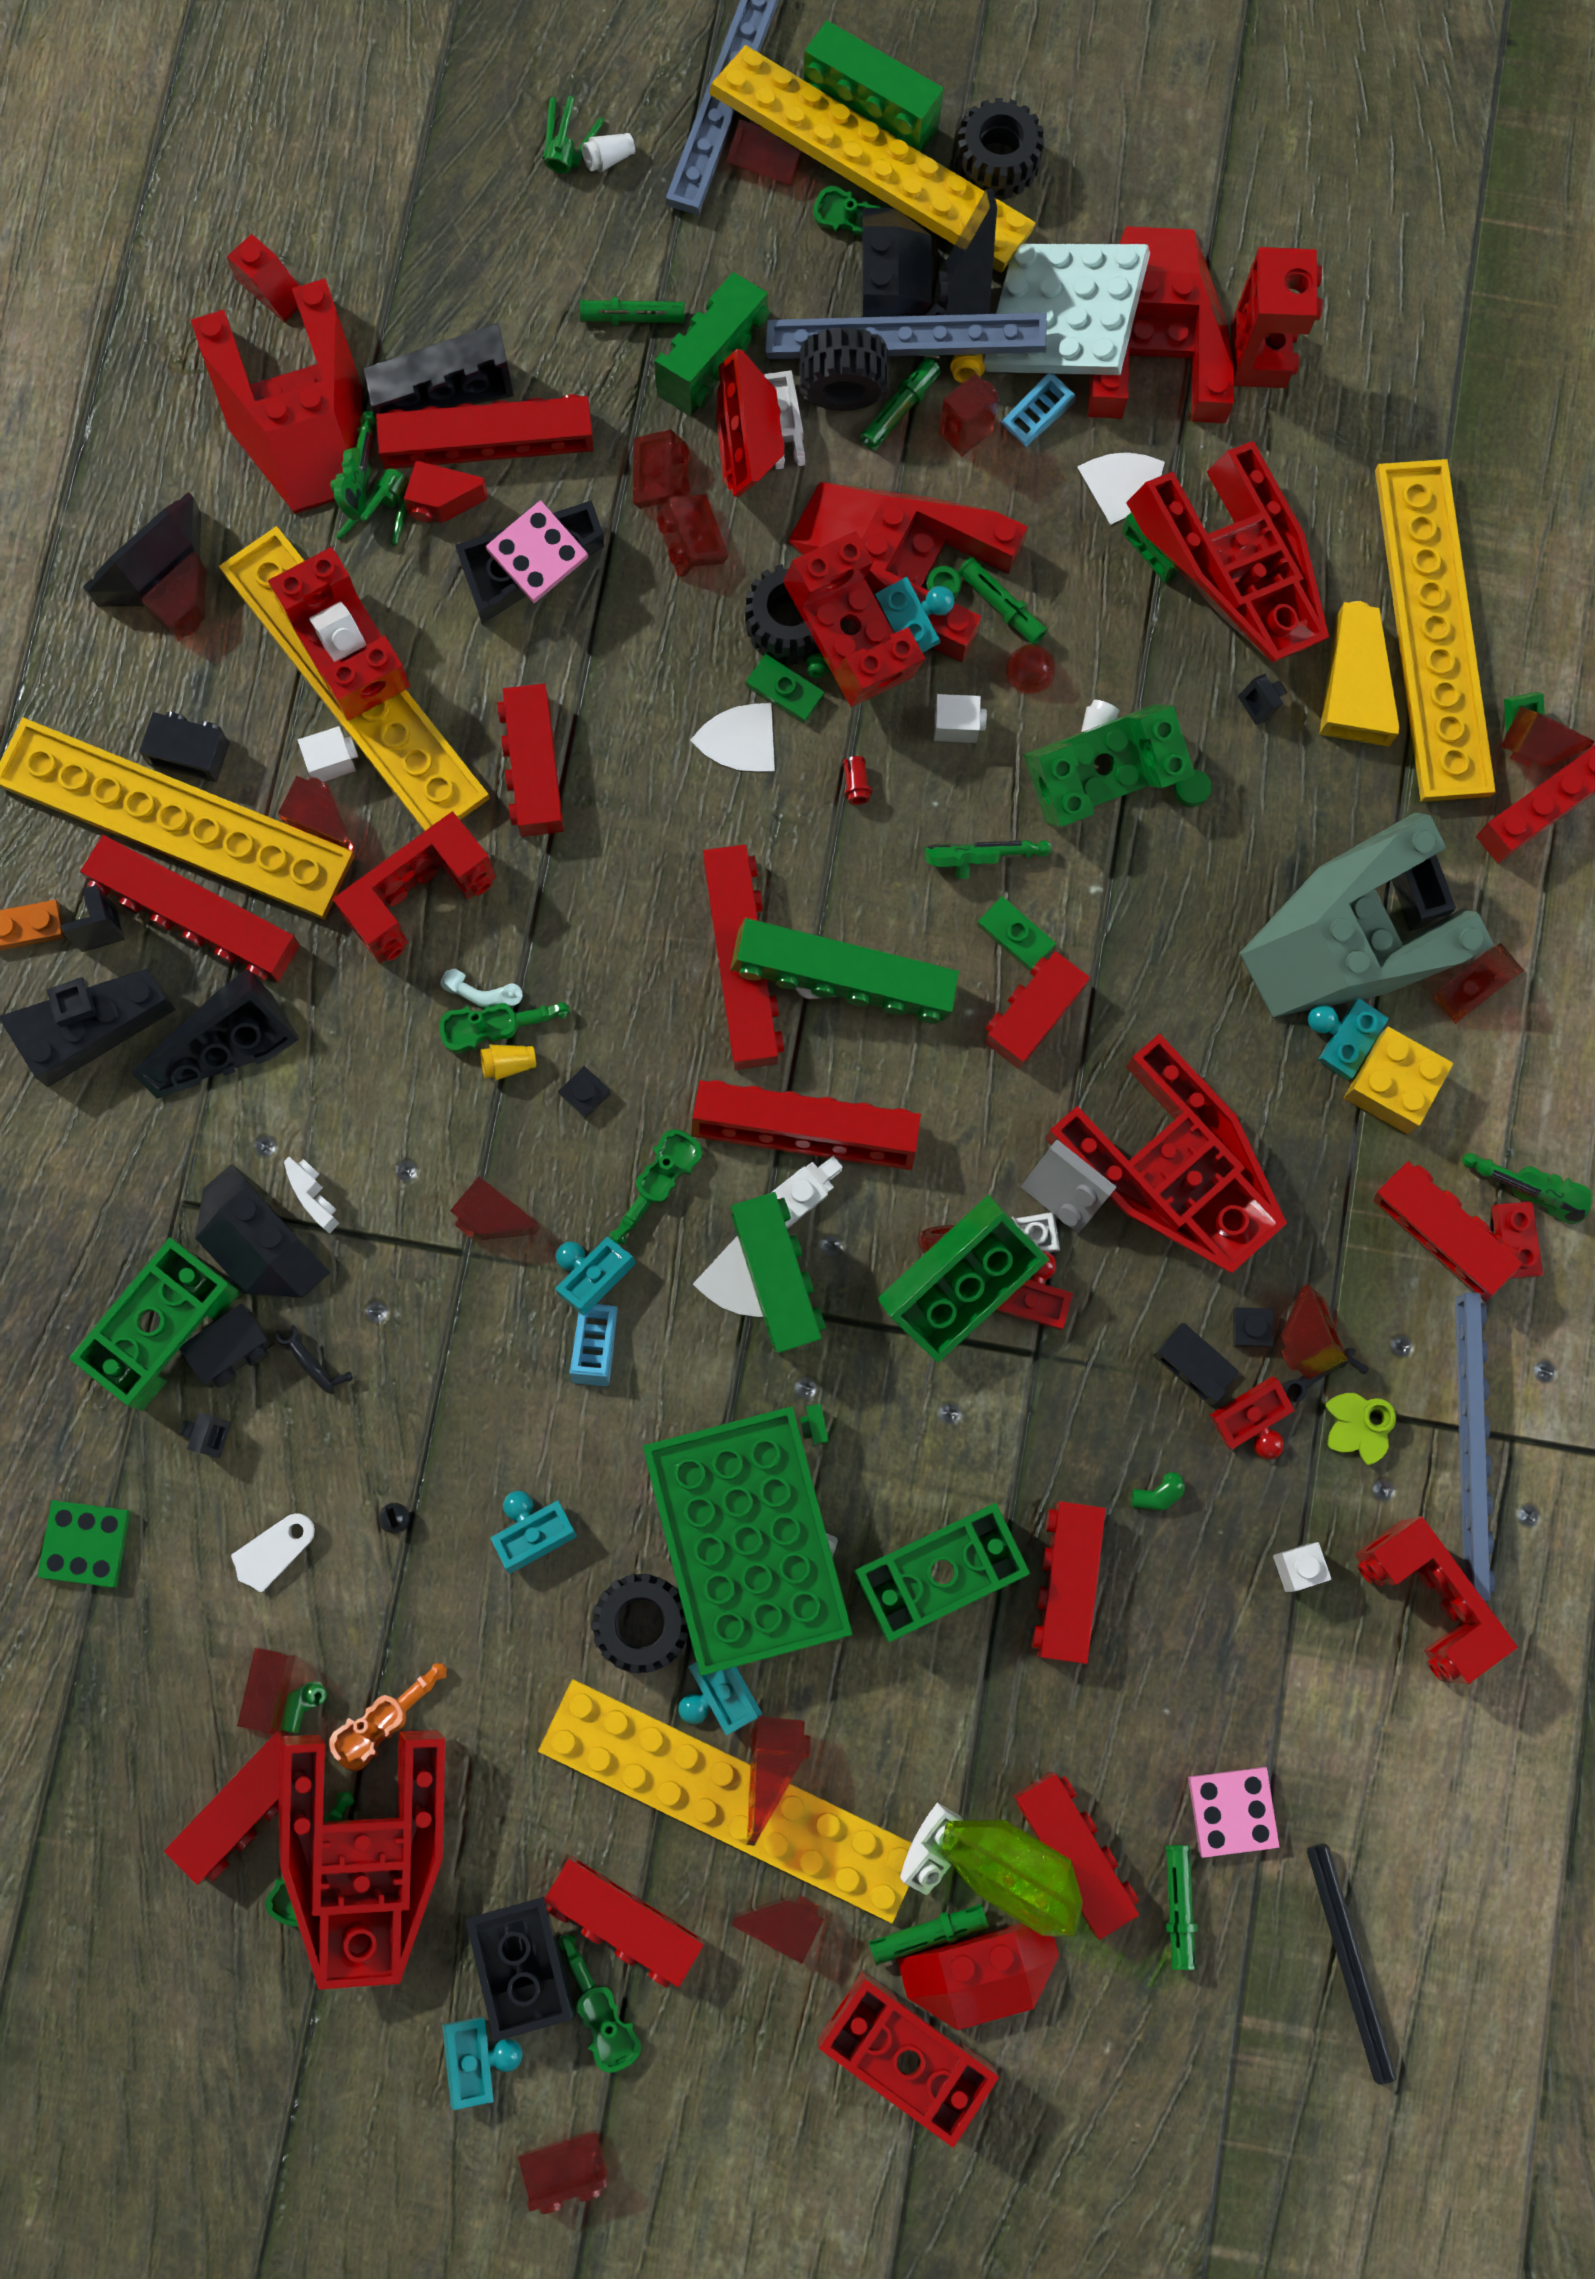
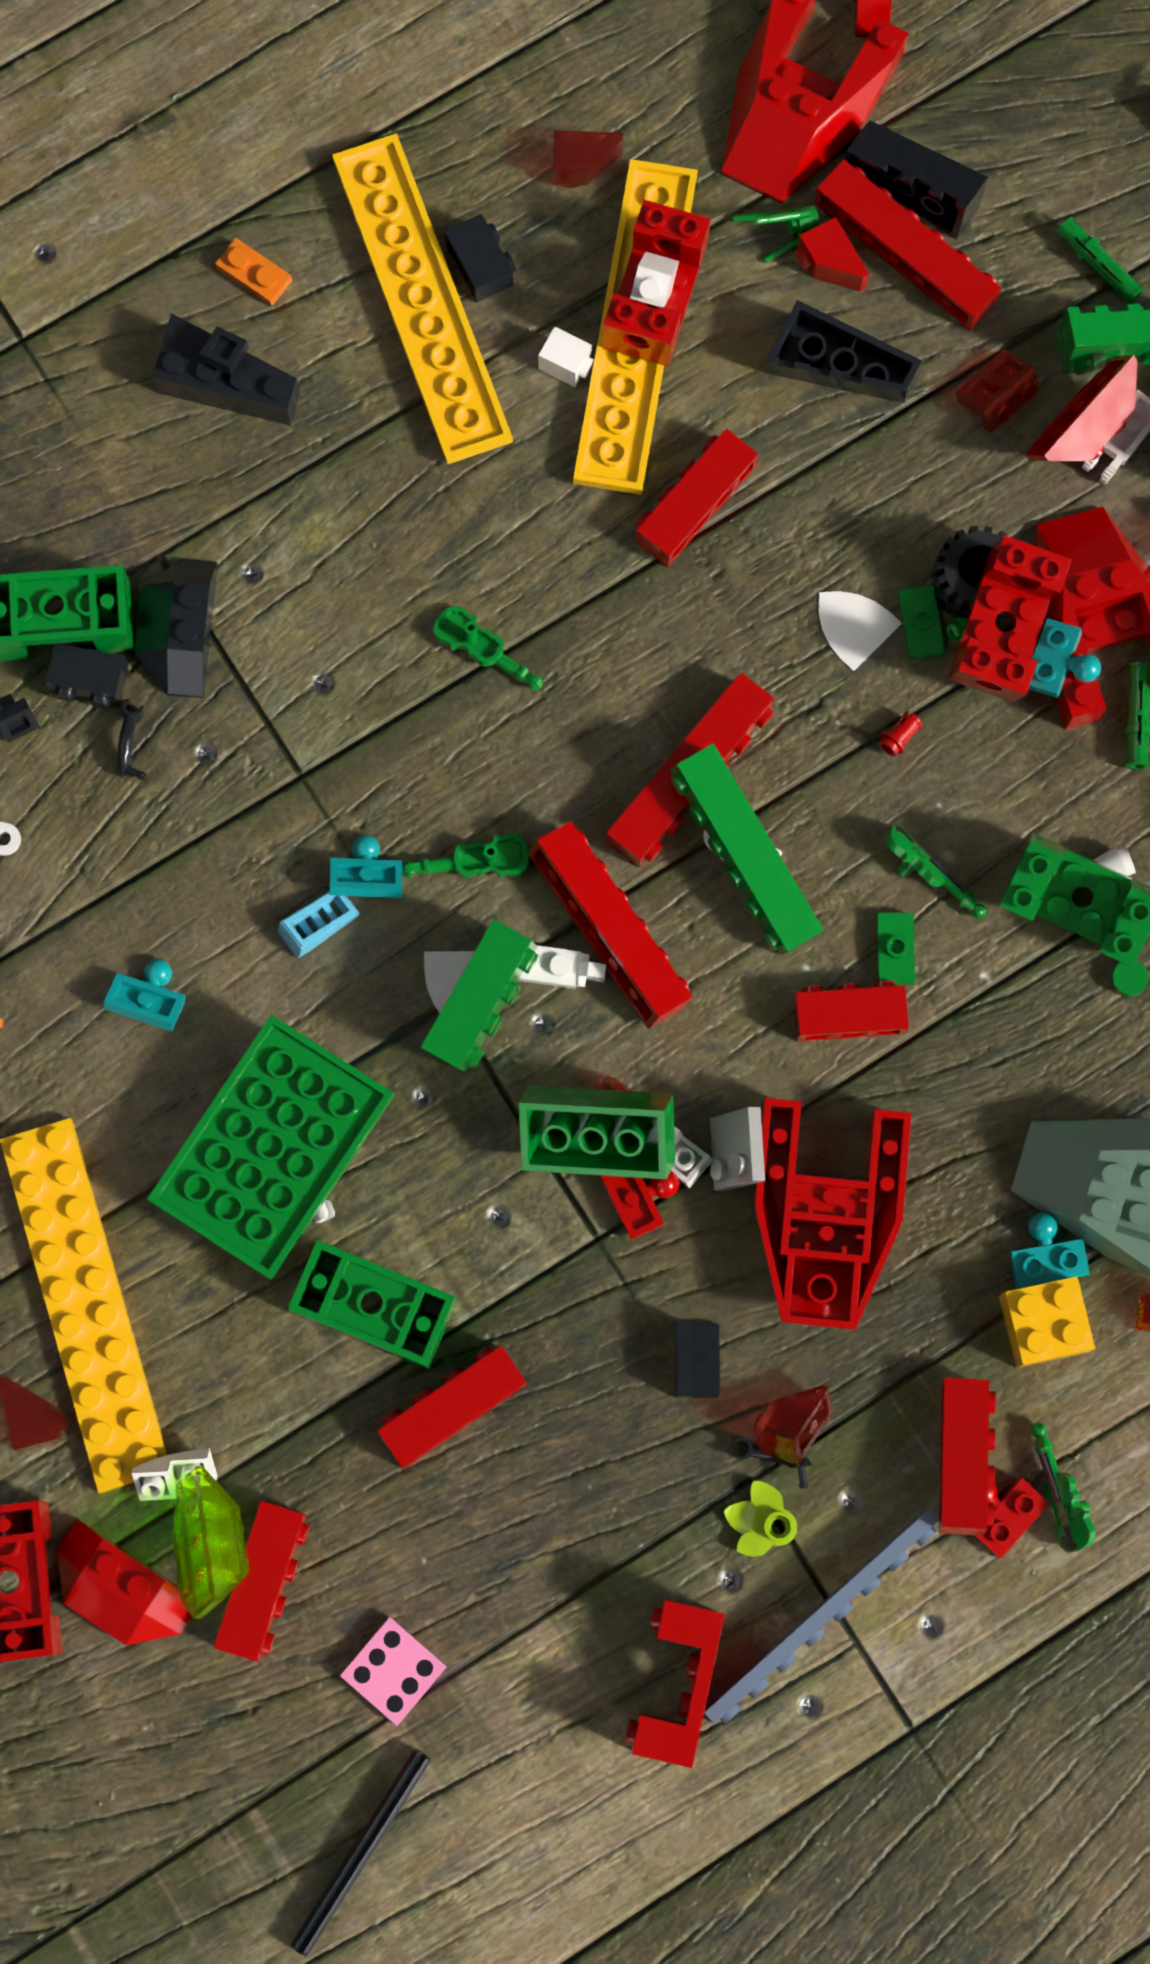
camera: 50 degrees right, 0 degrees up
(100, 928) = (300, 320): black panel -> none
(148, 556) = (593, 107): black wedge -> none
(191, 909) = (368, 369): red brick -> none
(226, 1032) = (305, 473): black wedge -> none
(303, 1182) = (244, 627): white slope -> none
(314, 811) = (517, 387): clear red slope -> none
(351, 484) = (774, 191): green piece -> none
(402, 1515) = (78, 900): black hinge -> none
(442, 845) = (482, 478): red plate -> none
(453, 982) = (512, 637): light aqua piece -> none
(490, 1214) = (342, 766): clear red slope -> none
(506, 1060) = (462, 678): yellow cone -> none
(537, 551) = (846, 359): bright pink tile -> none
(584, 1092) = (491, 752): black plate -> none
(607, 1632) = (124, 1112): black tyre -> none
(691, 533) = (972, 452): clear red bracket -> none
(726, 1696) = (152, 1237): teal plate -> none
(776, 1754) = (132, 1311): clear red slope -> none
(814, 1425) = (399, 1125): green plate -> none
(929, 1934) = (121, 1530): green pin -> none
(945, 577) = (1113, 662): green tile -> none
(958, 718) = (1016, 763): white brick -> none
(1030, 668) = (1107, 782): clear red brick -> none
(1162, 1497) = (576, 1420): green arm -> none
(1180, 1908) = (285, 1696): green pin -> none
(1252, 1415) = (696, 1434): red plate -> none
(1253, 1327) = (762, 1378): black plate -> none
(1302, 1567) = (615, 1565): white brick -> none

